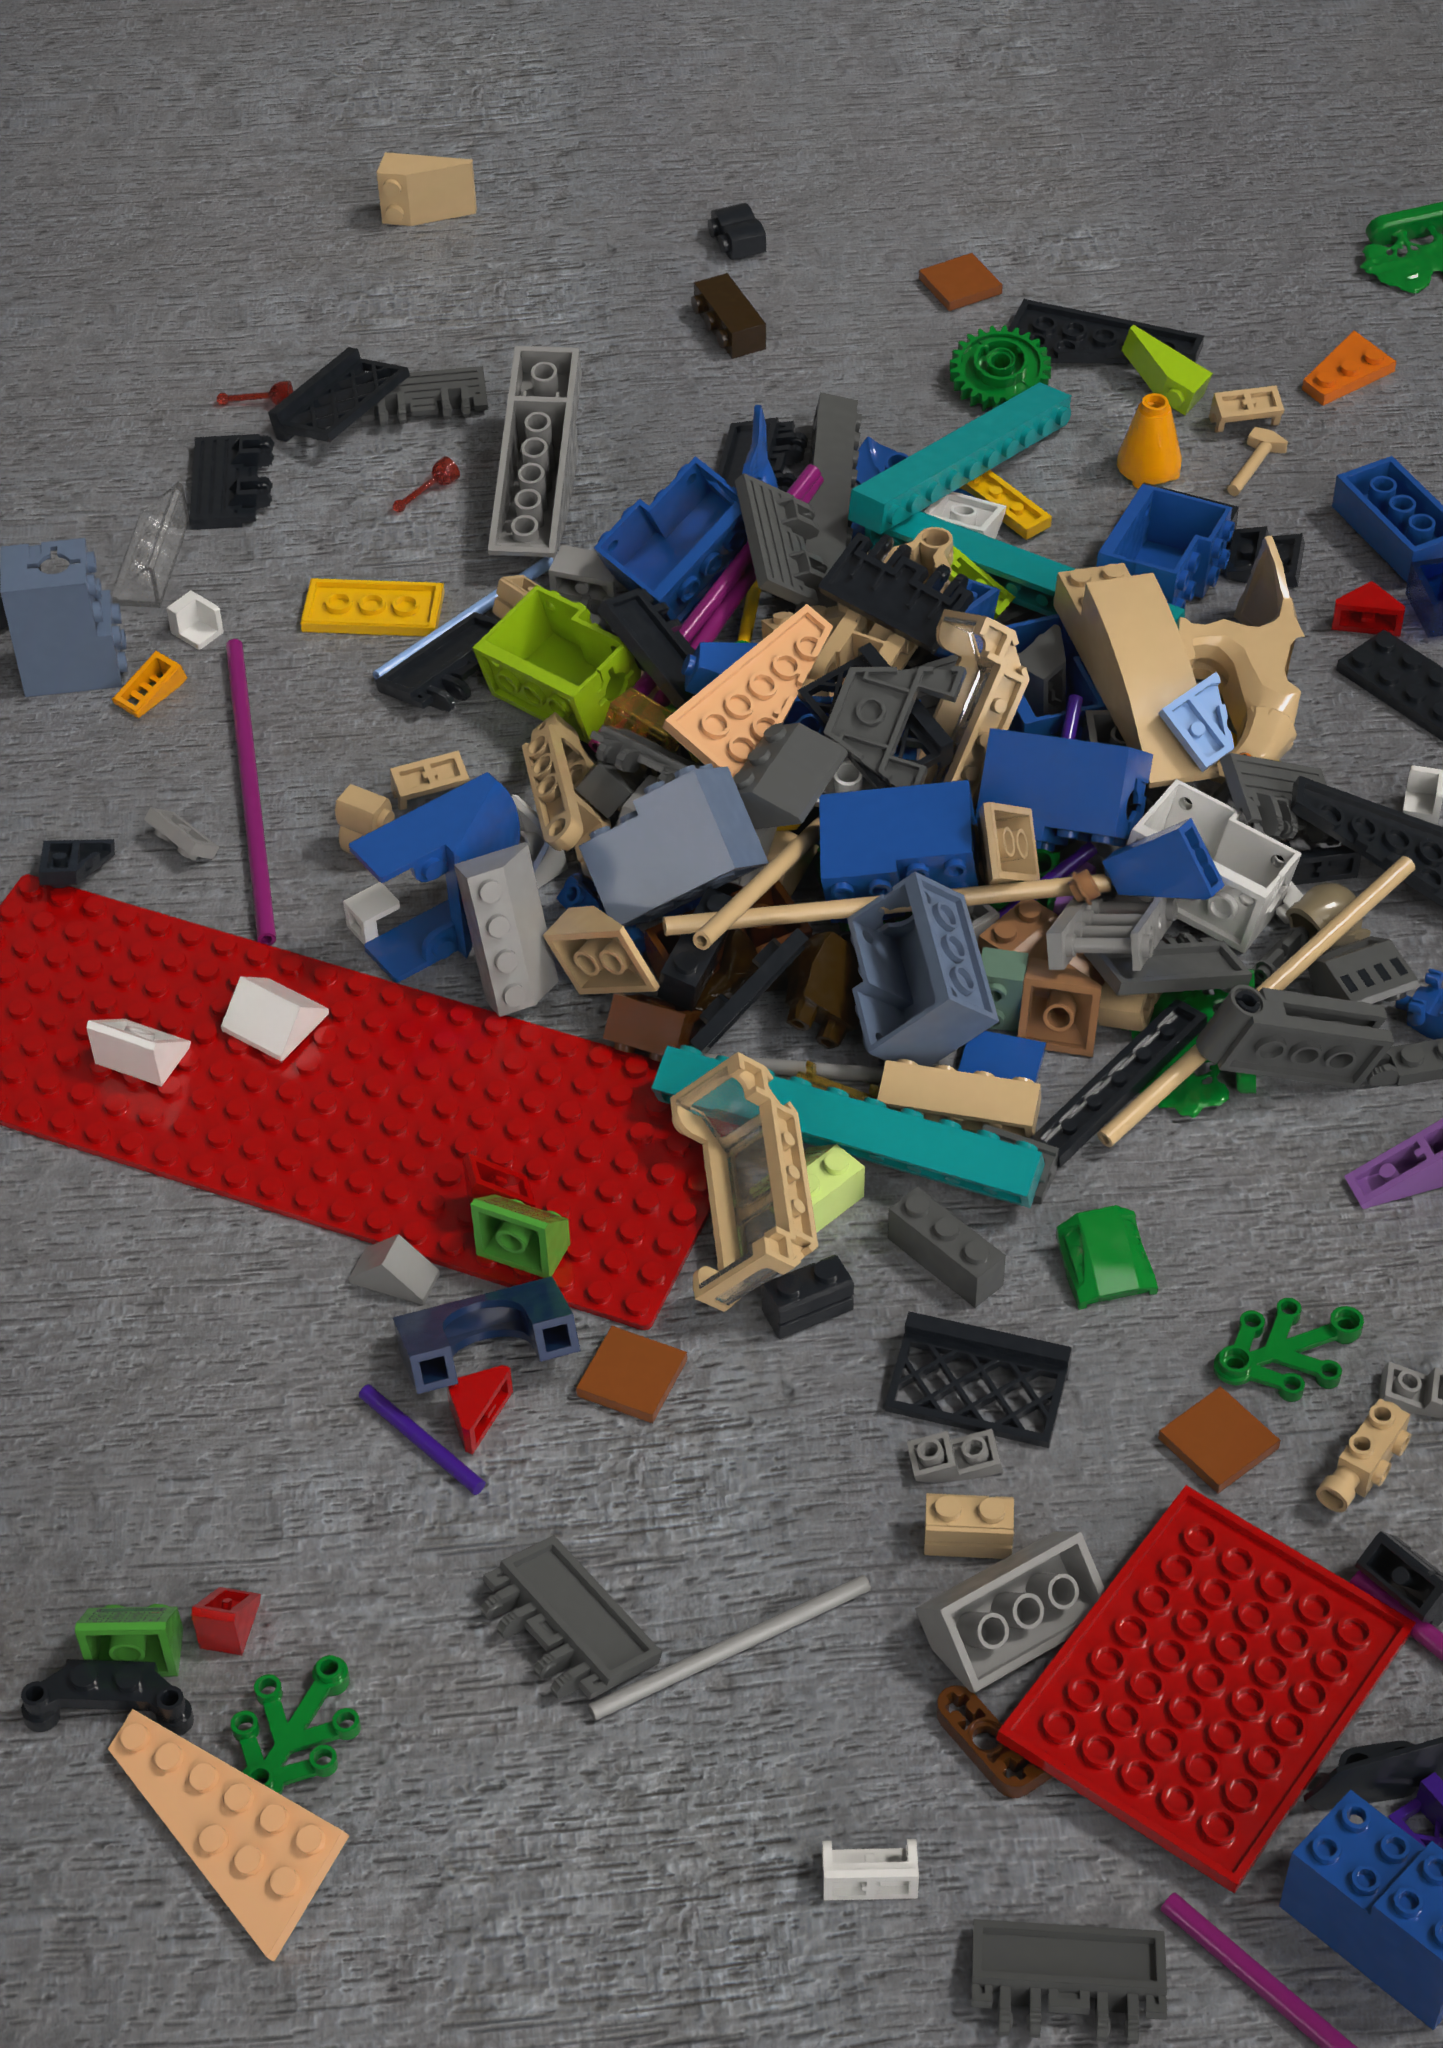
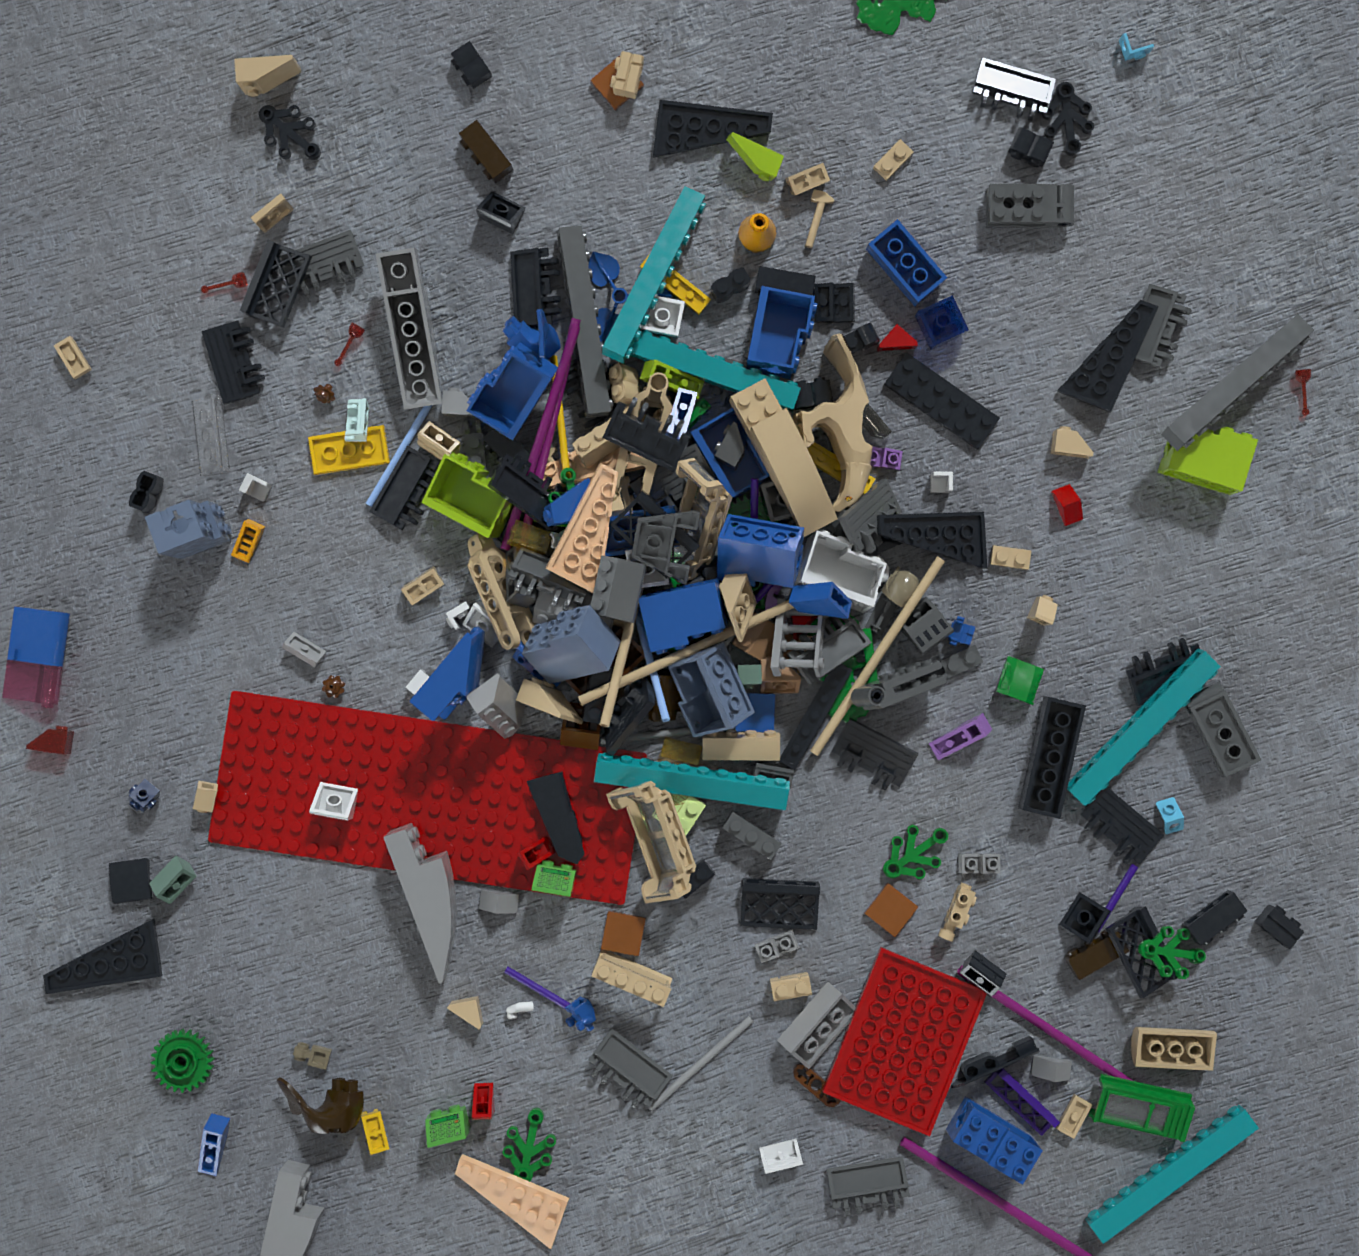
camera: 15 degrees left, 40 degrees up
(72, 860) = (254, 682): black wing -> none
(106, 1686) = (447, 1150): black plate -> none
(210, 892) = (333, 686): none -> reddish brown plant
(250, 794) = (327, 603): magenta piece -> none
(260, 1437) = (469, 1010): none -> tan slope
(264, 1207) = (429, 892): none -> light grey slope
(271, 1016) = (393, 765): white slope -> none
(360, 813) = (401, 631): tan brick -> none
(361, 531) = (324, 394): none -> reddish brown plant
(364, 1458) = (519, 1007): none -> white arm
(369, 320) = (272, 213): none -> tan tile
(405, 567) = (357, 420): none -> light aqua hinge
(411, 242) = (287, 129): none -> black plant
(478, 1403) = (558, 969): red slope -> none
(499, 1488) = (582, 1013): none -> blue piece
(524, 1311) = (528, 940): dark blue arch -> none
(562, 1133) = (557, 814): none -> black panel
(631, 1412) = (632, 977): none -> tan window
(725, 383) = (500, 212): none -> black slope
(776, 535) = (569, 398): dark grey hinge -> none
(816, 928) = (654, 676): none -> light blue piece
(980, 263) = (628, 74): none -> tan brick
(998, 366) = (661, 157): green gear -> none
(1084, 887) = (782, 618): medium nougat plate -> none
(1088, 505) = (725, 287): none -> black brick
(1104, 1256) = (826, 823): green slope -> none
(1200, 723) = (826, 502): light blue wing -> none
(1230, 1166) = (875, 751): none -> black hinge
(1312, 593) = (862, 338): none -> black brick
(1316, 710) = (874, 424): none -> clear smoke slope
(1329, 755) = (886, 458): none -> medium lavender slope
(1347, 368) = (860, 120): orange wing -> none
(1395, 417) = (893, 160): none -> tan plate

